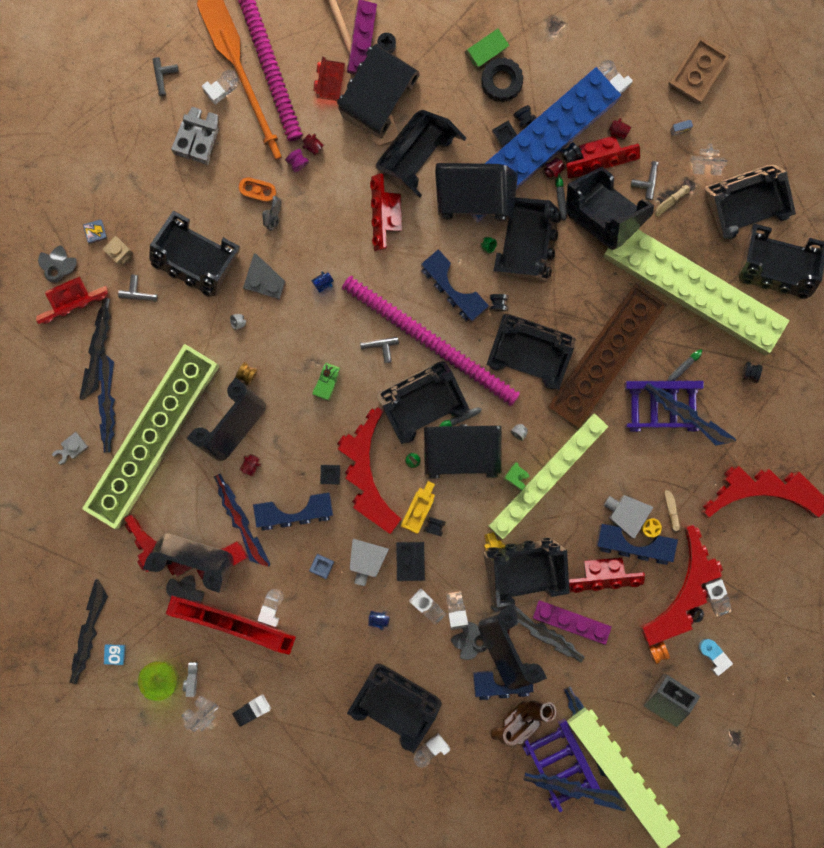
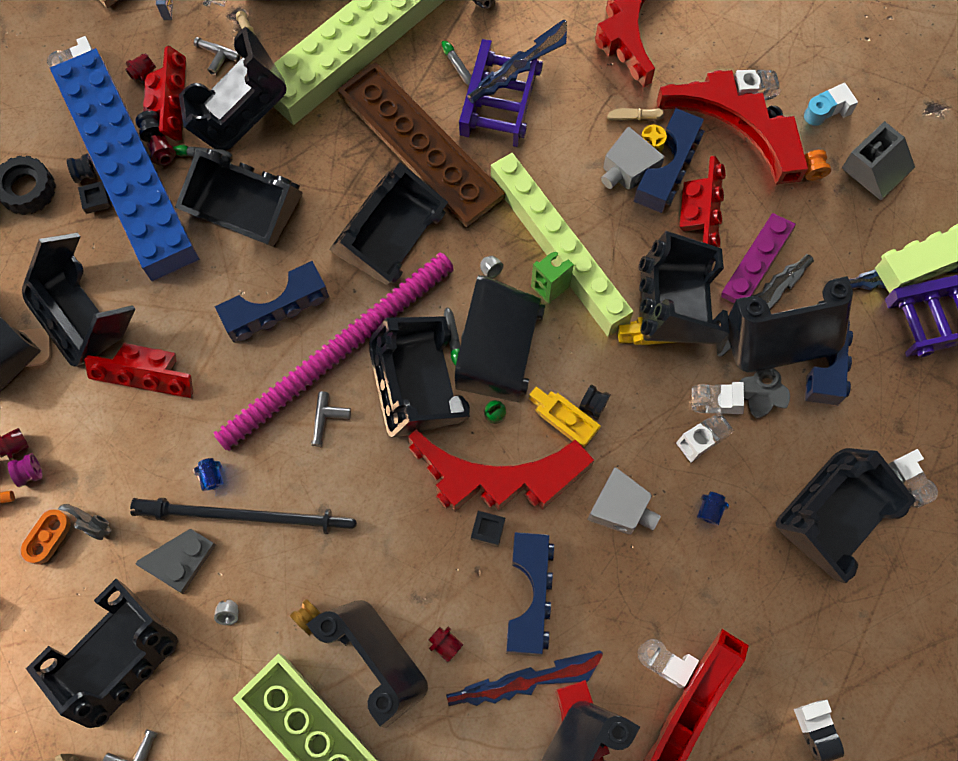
camera: 75 degrees left, 15 degrees down
(293, 259) = (162, 509): none -> black bar
(321, 566) = (618, 573): sand blue tile -> none
(326, 382) = (354, 502): bright green leg -> none
(410, 561) = (637, 445): black plate -> none
(475, 190) = (147, 237): black windscreen -> none
(489, 244) = (231, 249): green hinge -> none
(498, 302) = (312, 251): black wheel -> none
(523, 722) = (887, 344): reddish brown piece -> none

